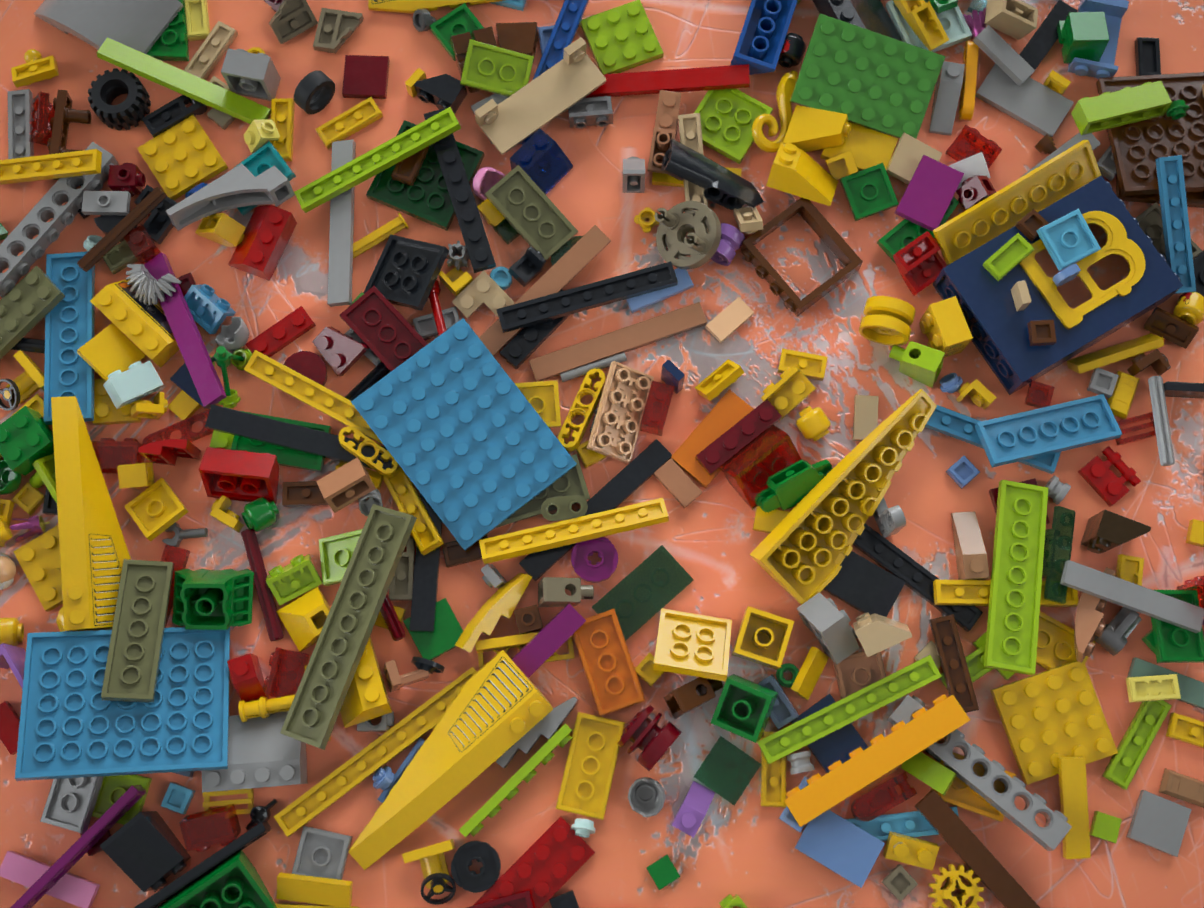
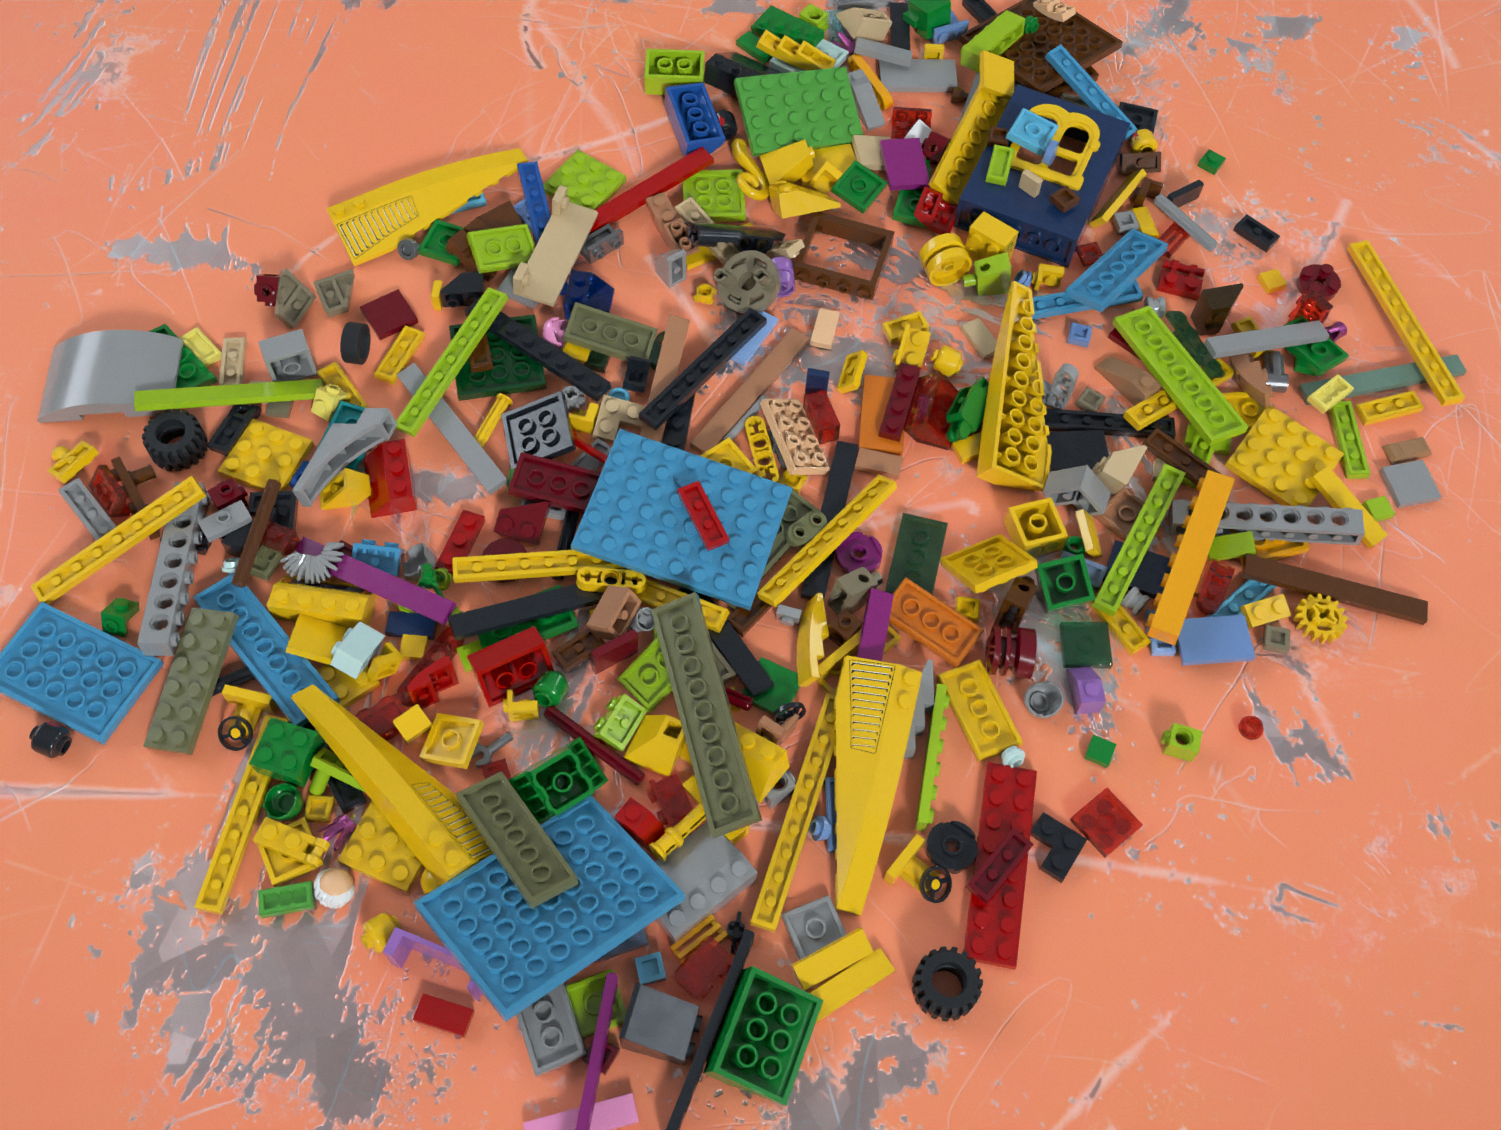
camera: 40 degrees left, 15 degrees down
(325, 517) = (614, 651): none -> dark red tile
(474, 445) = (703, 516): none -> red plate
(918, 544) = (1090, 400): none -> dark tan tile
(1089, 151) = (996, 75): none -> yellow tile

